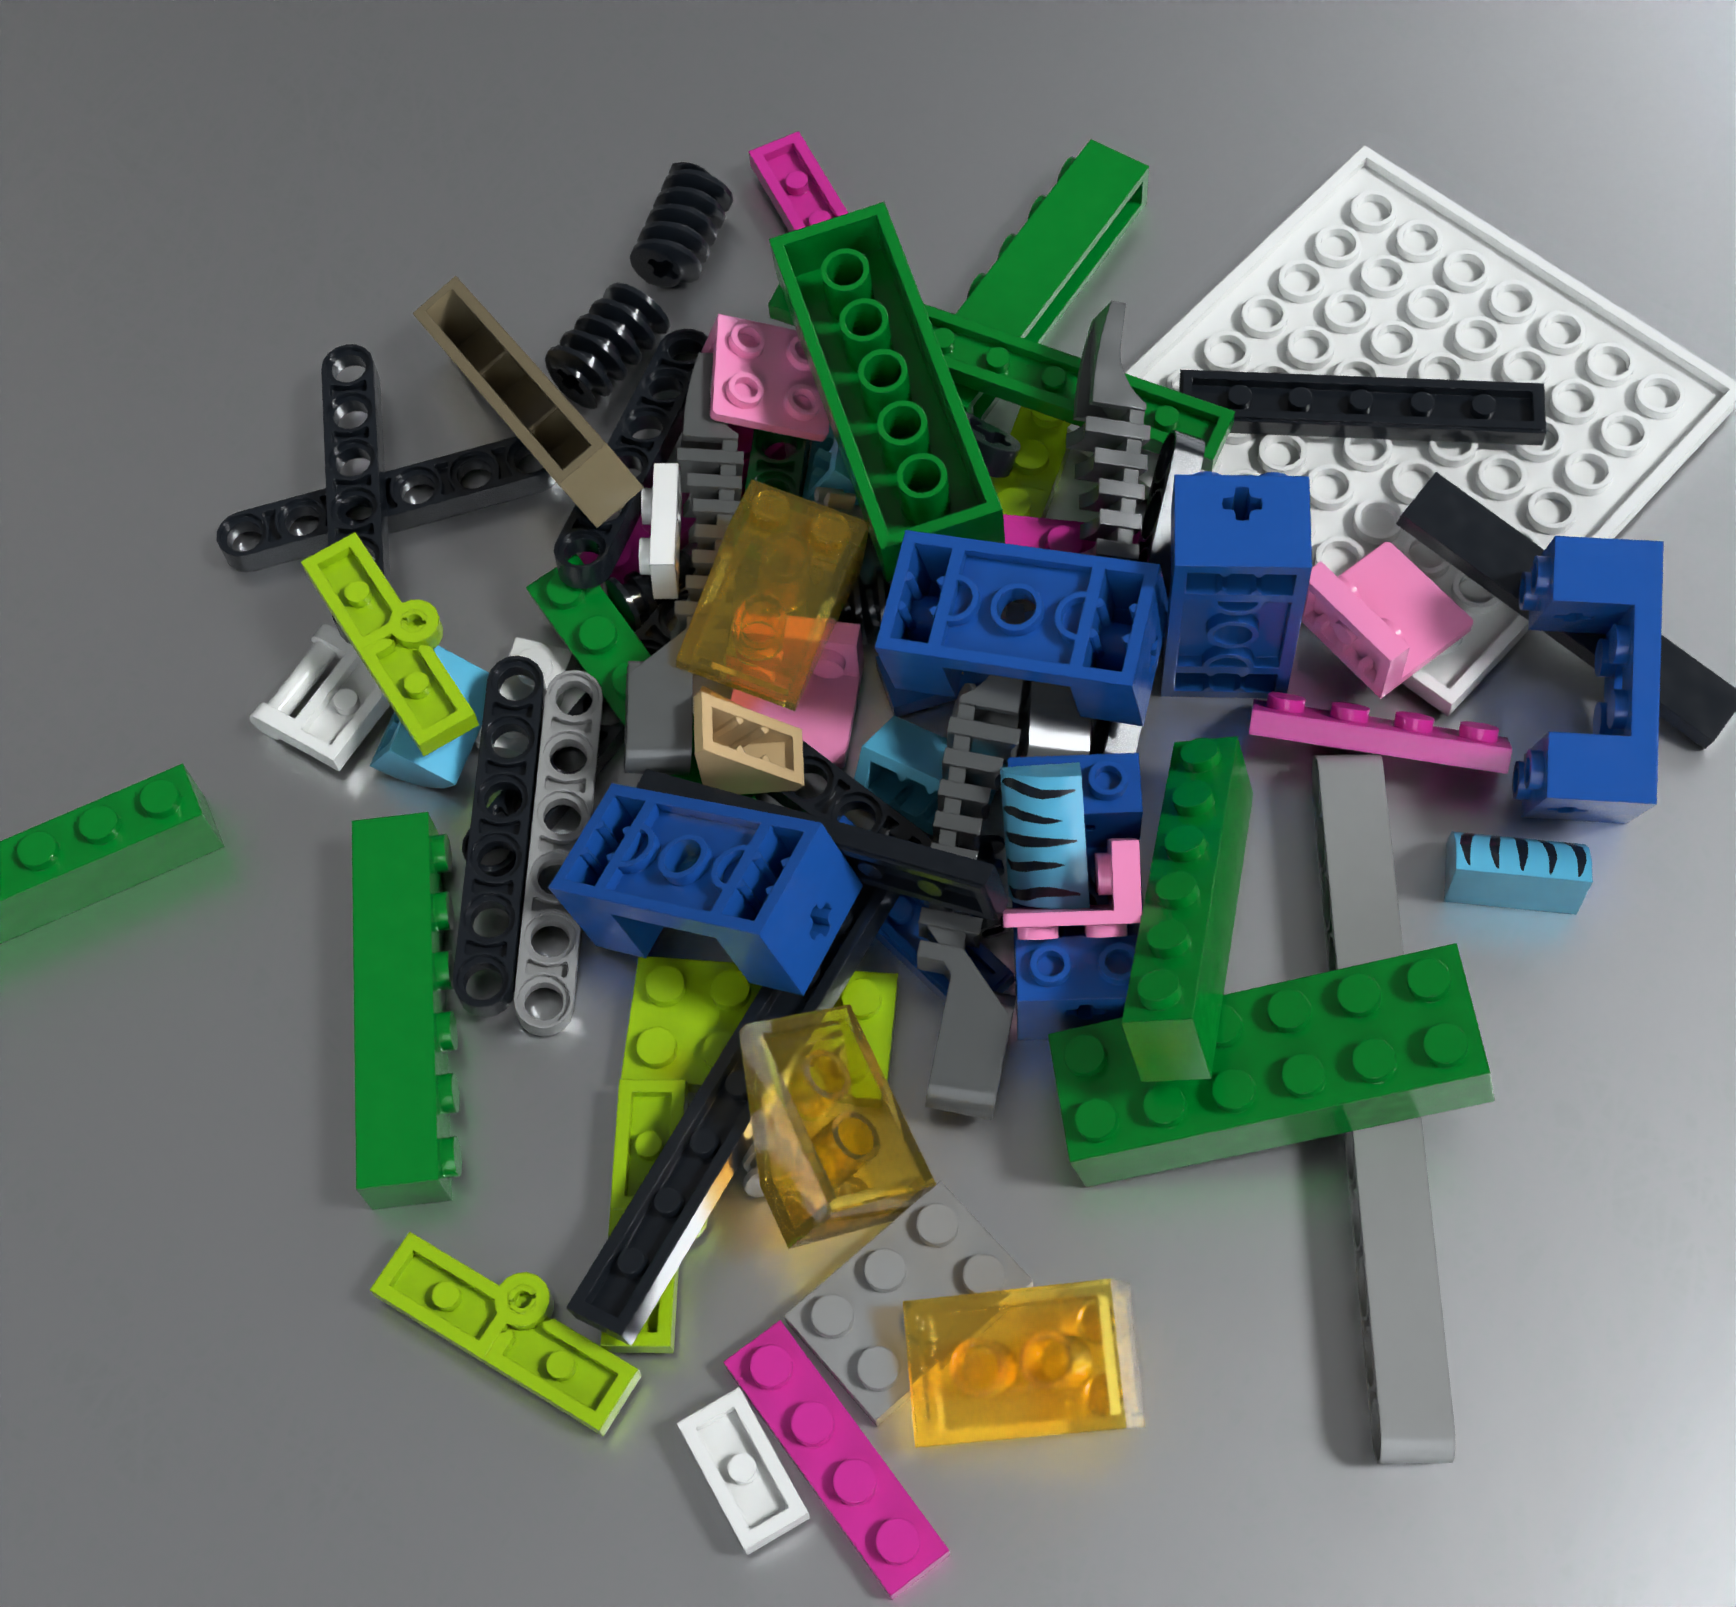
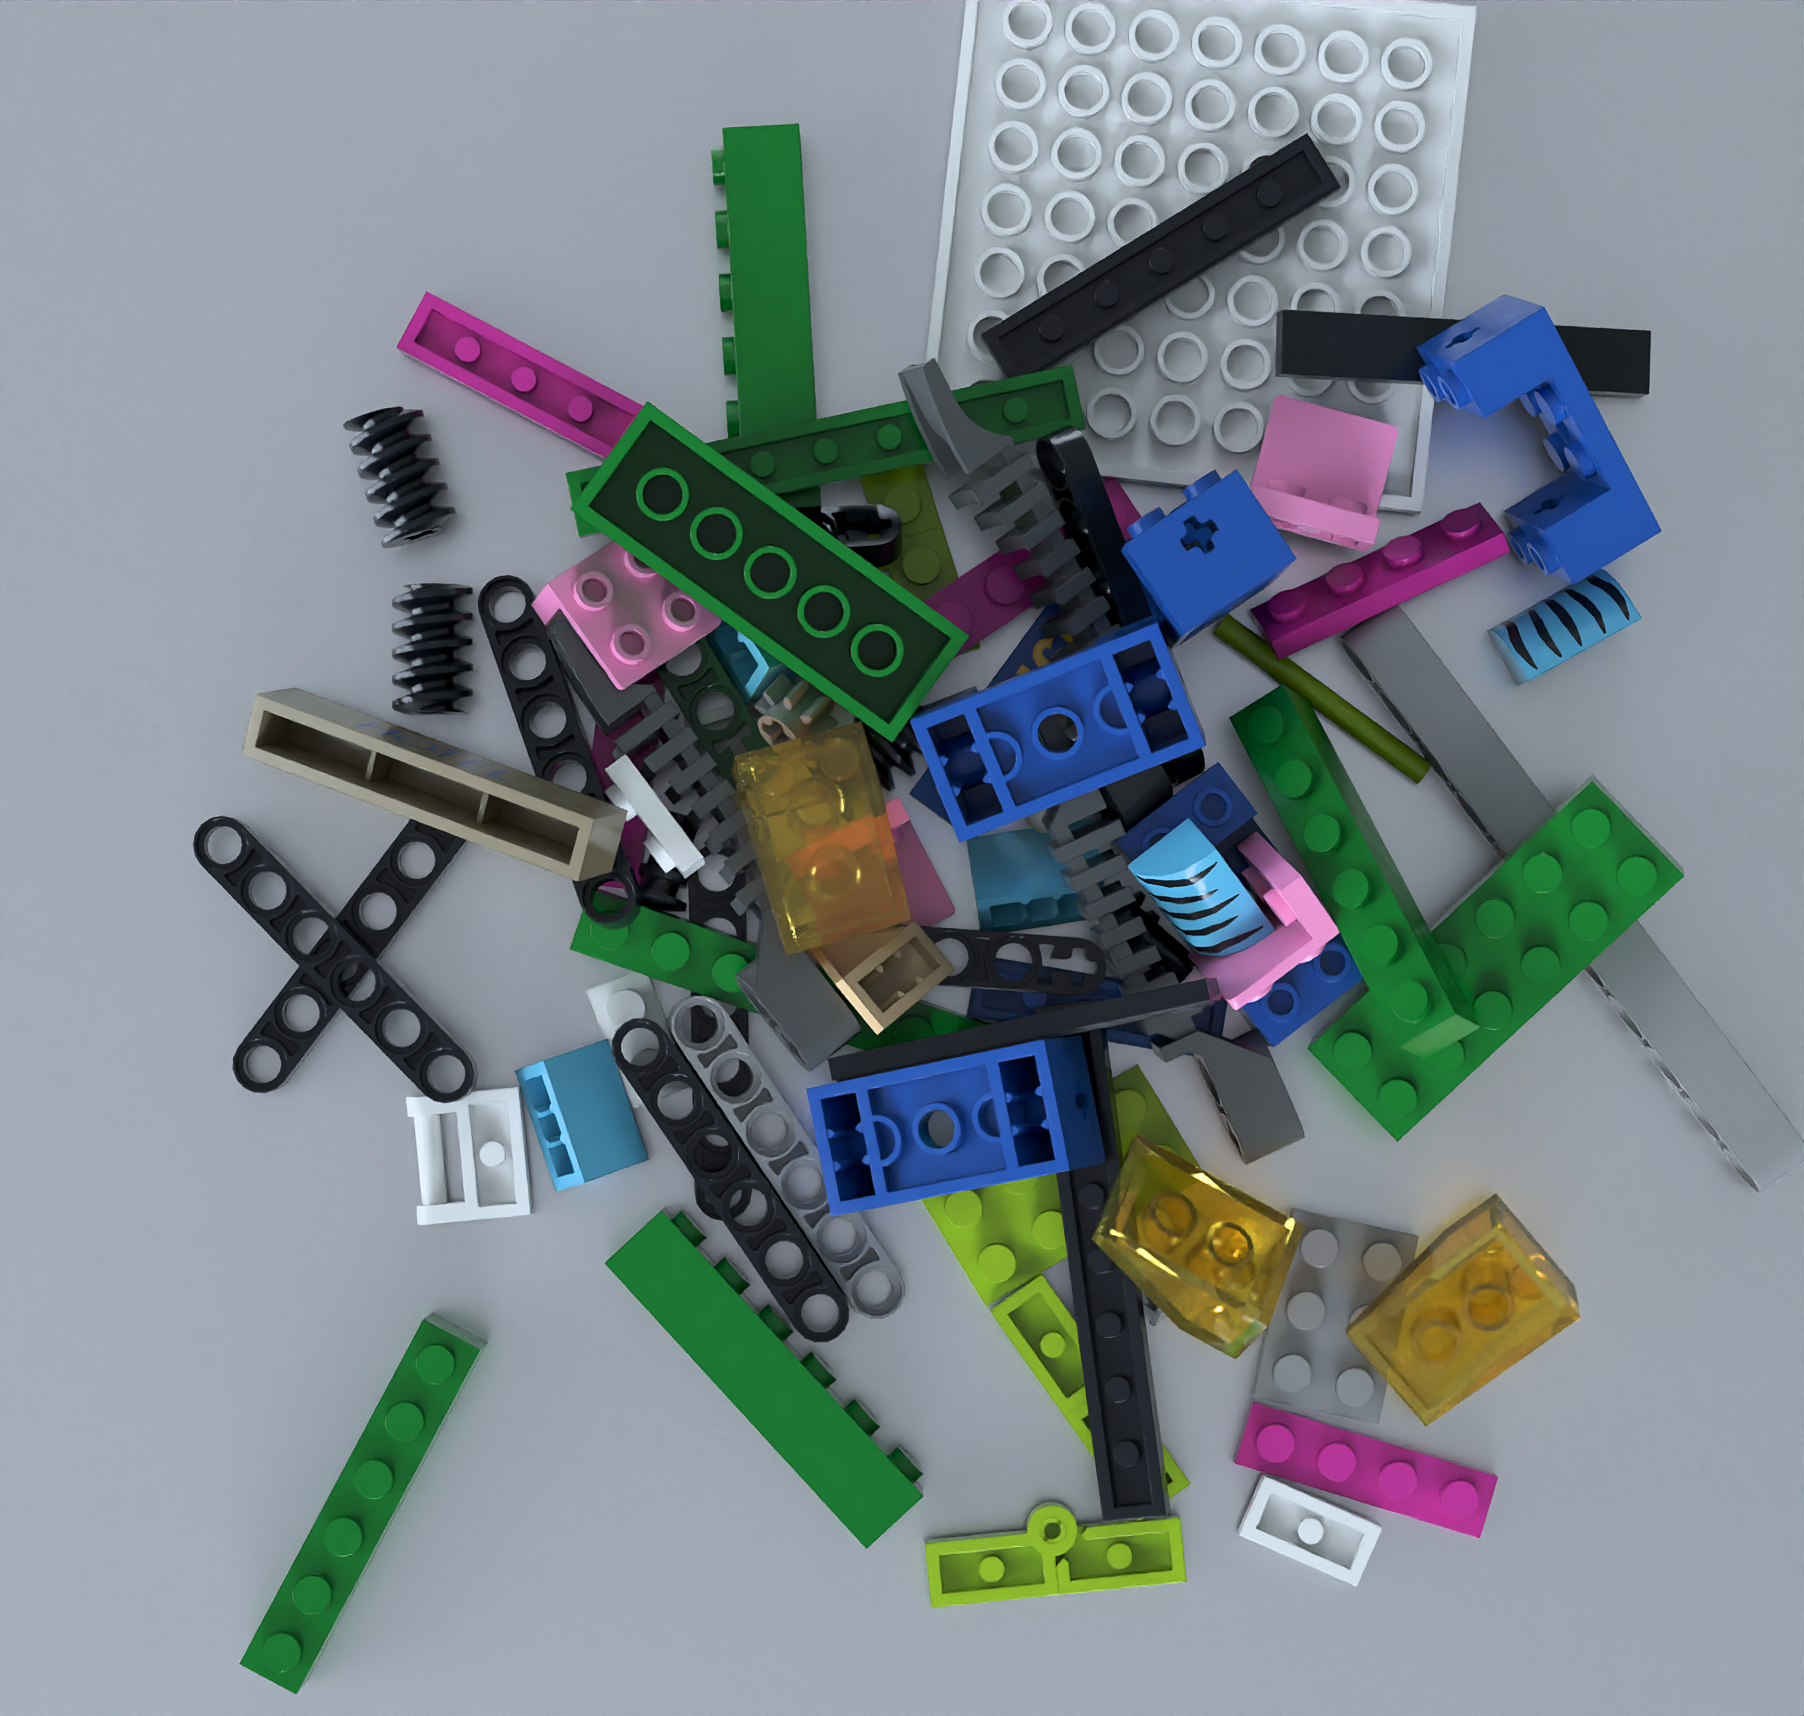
camera: 45 degrees left, 25 degrees up
(392, 642) = (513, 1094): lime hinge -> none
(1269, 808) = (1323, 699): none -> lime bar

